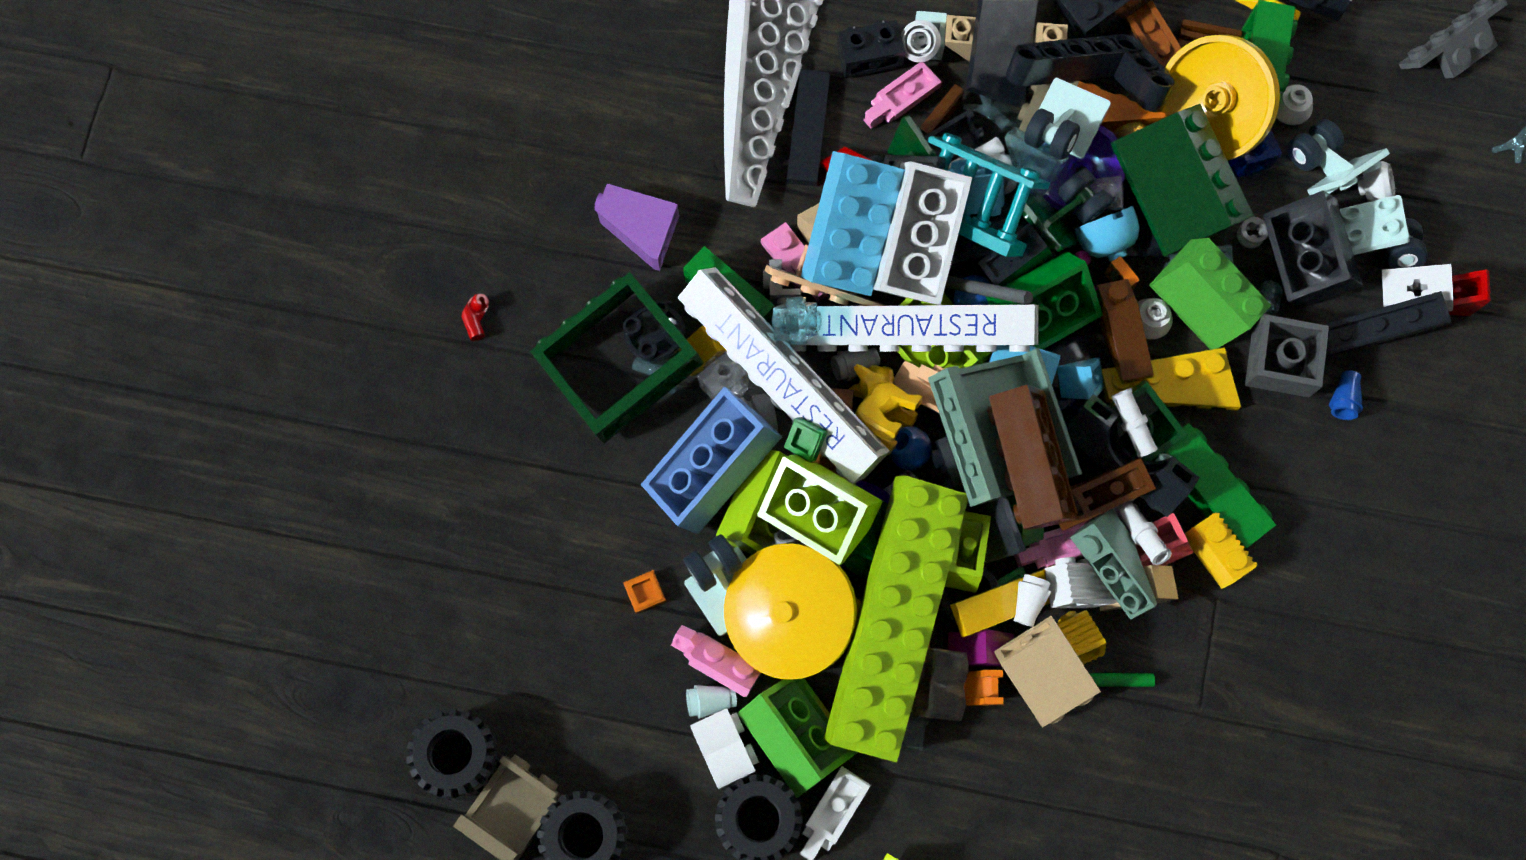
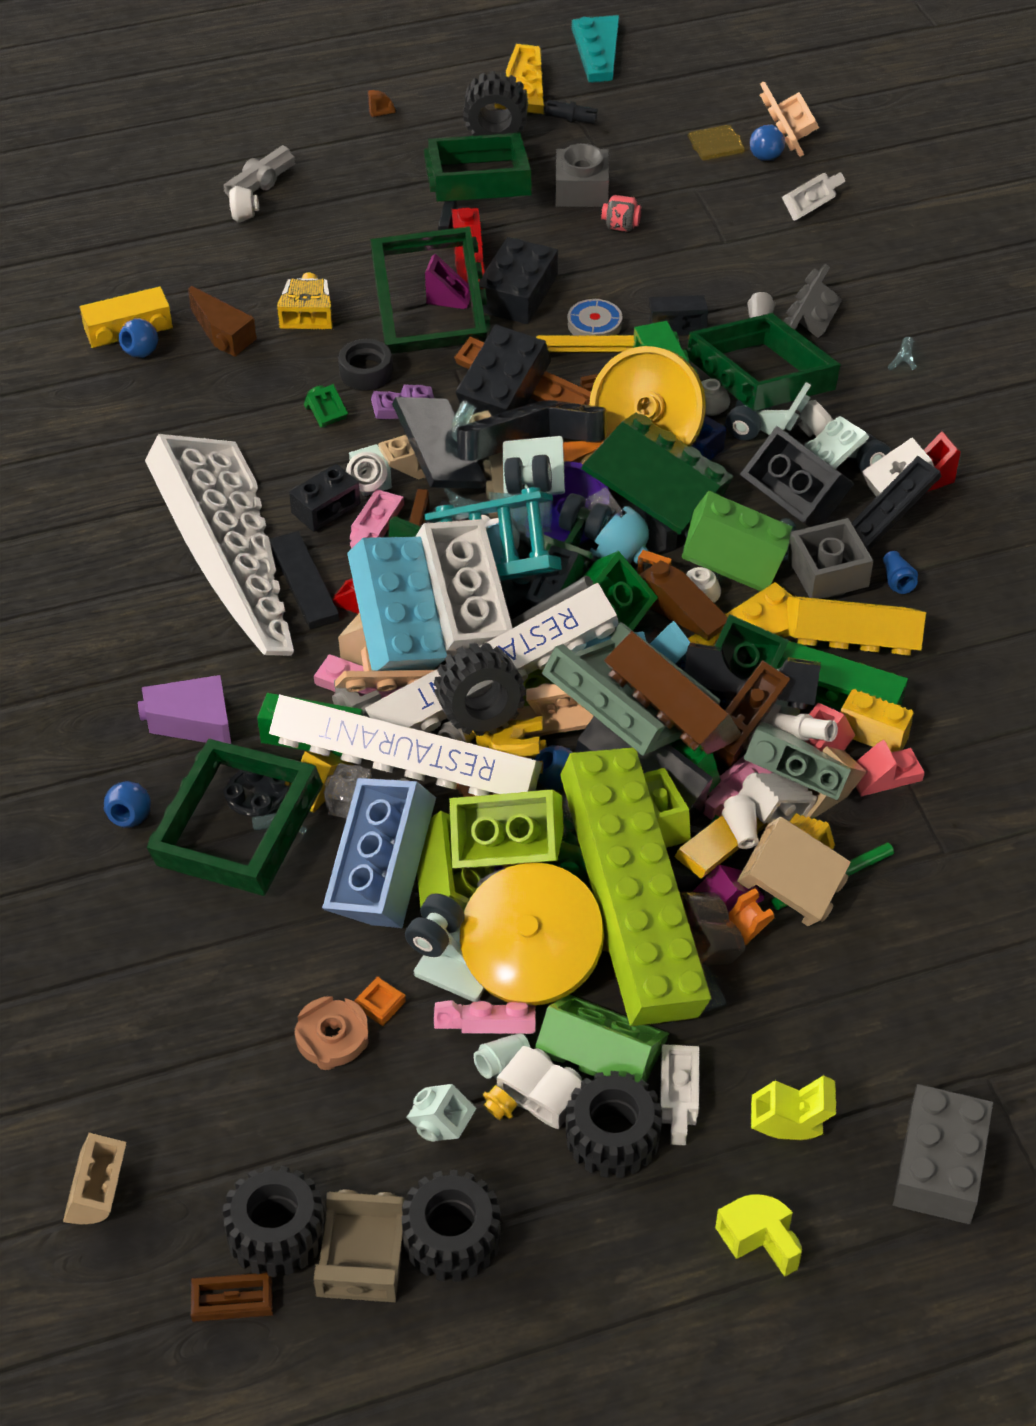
camera: 30 degrees left, 25 degrees down
(344, 638) = (94, 1180): none -> tan brick
(371, 779) = (232, 1310): none -> reddish brown tile
(473, 314) = (67, 851): red arm -> none
(539, 295) = (127, 801): none -> blue piece
(575, 590) = (334, 1050): none -> nougat plate
(629, 731) = (441, 1112): none -> light aqua brick
(684, 743) = (499, 1103): none -> yellow plate
(796, 321) = (383, 691): clear light blue brick -> none
(805, 439) = (459, 782): green tile -> none
(873, 353) = (493, 707): none -> black tyre
(1035, 27) = (462, 417): none -> clear light blue arm
(1134, 423) = (737, 646): white pin -> none
(1202, 601) = (888, 769): none -> coral slope
(1252, 224) = (741, 493): light grey bush -> none
(1268, 435) = (855, 624): none -> yellow slope
(1405, 23) = (760, 304): none -> light grey cone
(1406, 79) = (814, 365): none -> dark green window

